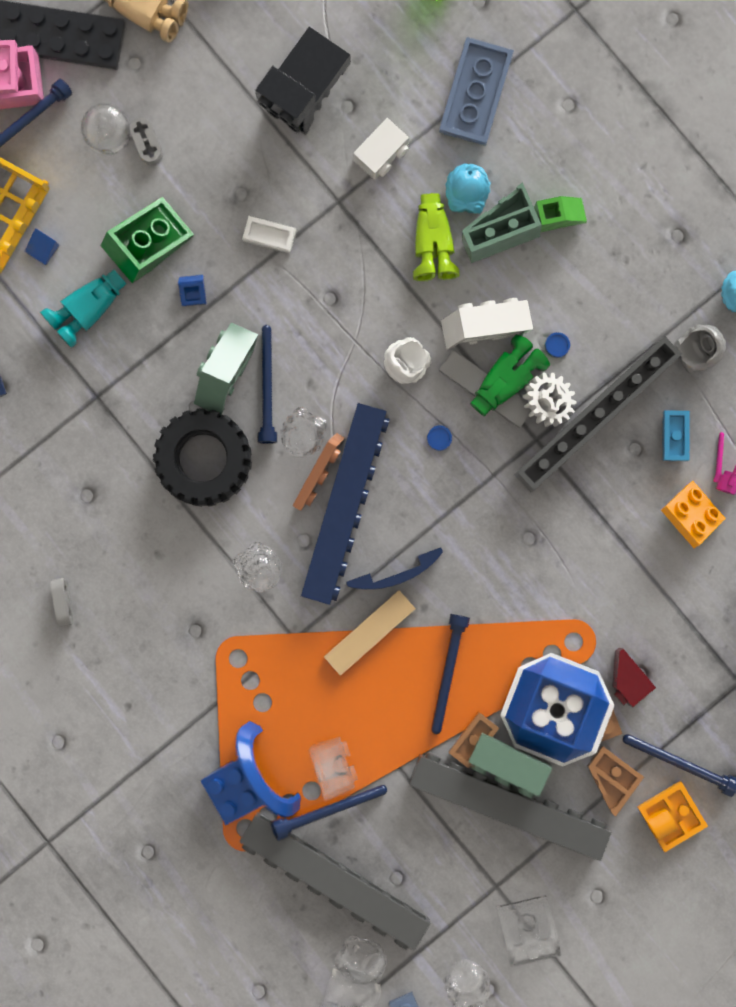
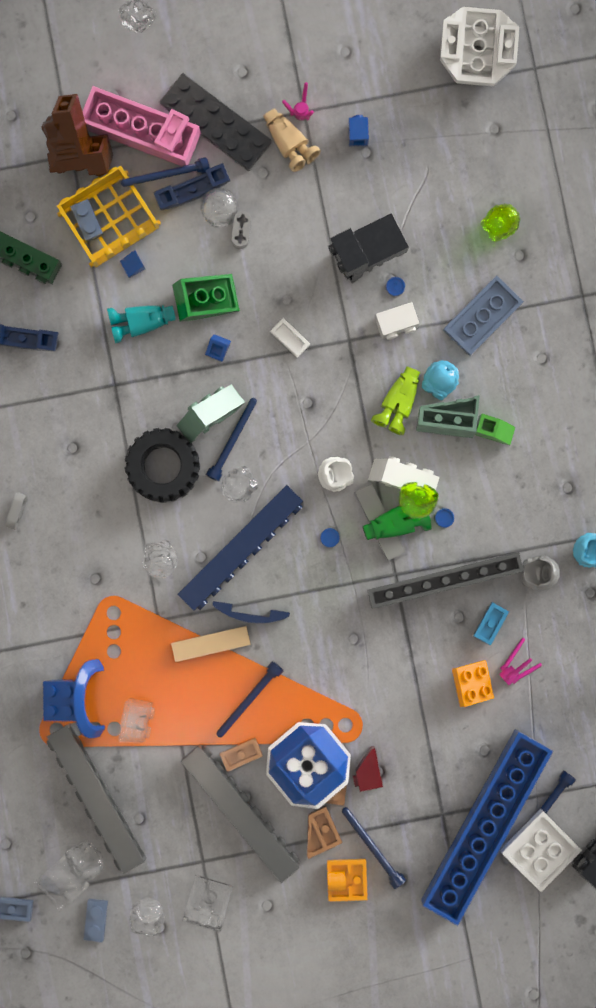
camera: 30 degrees right, 0 degrees up
(64, 123) = (192, 189): none -> dark blue slope
(283, 827) = (80, 743): dark blue piece -> none
(319, 474) = (235, 517): nougat wing -> none
(357, 111) = (395, 286): none -> blue piece
(510, 765) = (255, 785): sand green wedge -> none
(519, 338) = (417, 500): none -> clear neon green cylinder
(549, 399) = (419, 552): white gear -> none

